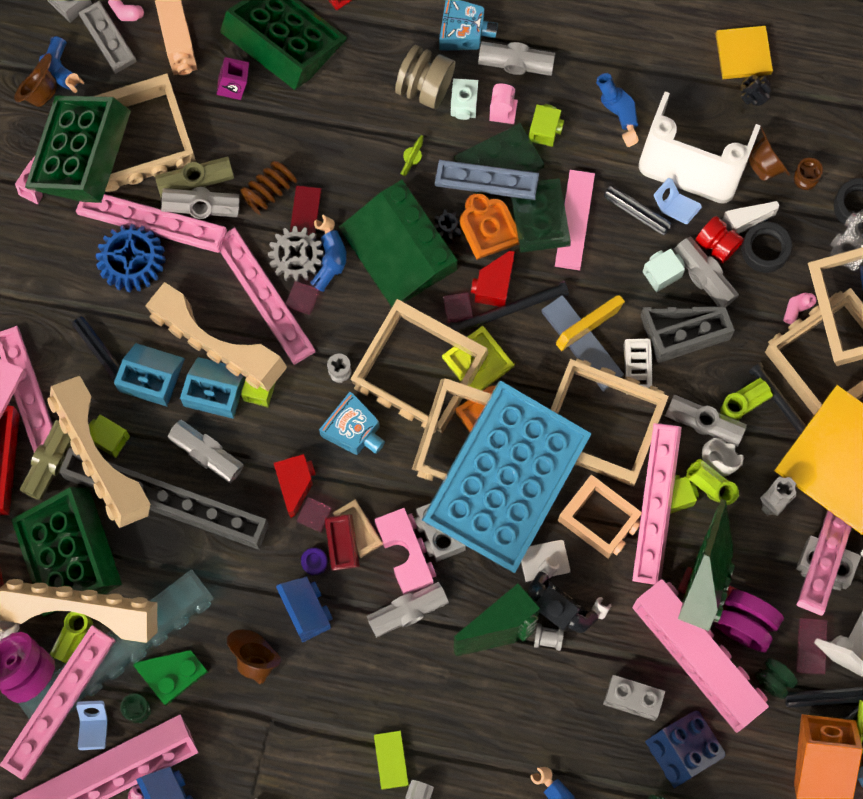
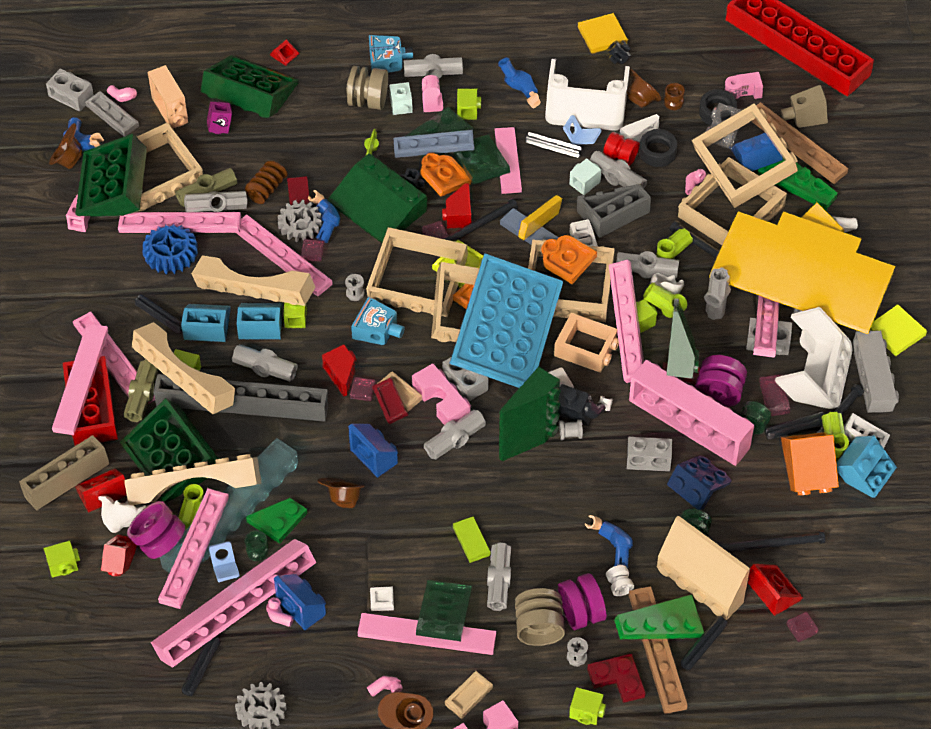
camera: 15 degrees left, 20 degrees down
(314, 561) = (372, 417): dark purple tile -> none
(605, 397) = (567, 257): none -> orange plate

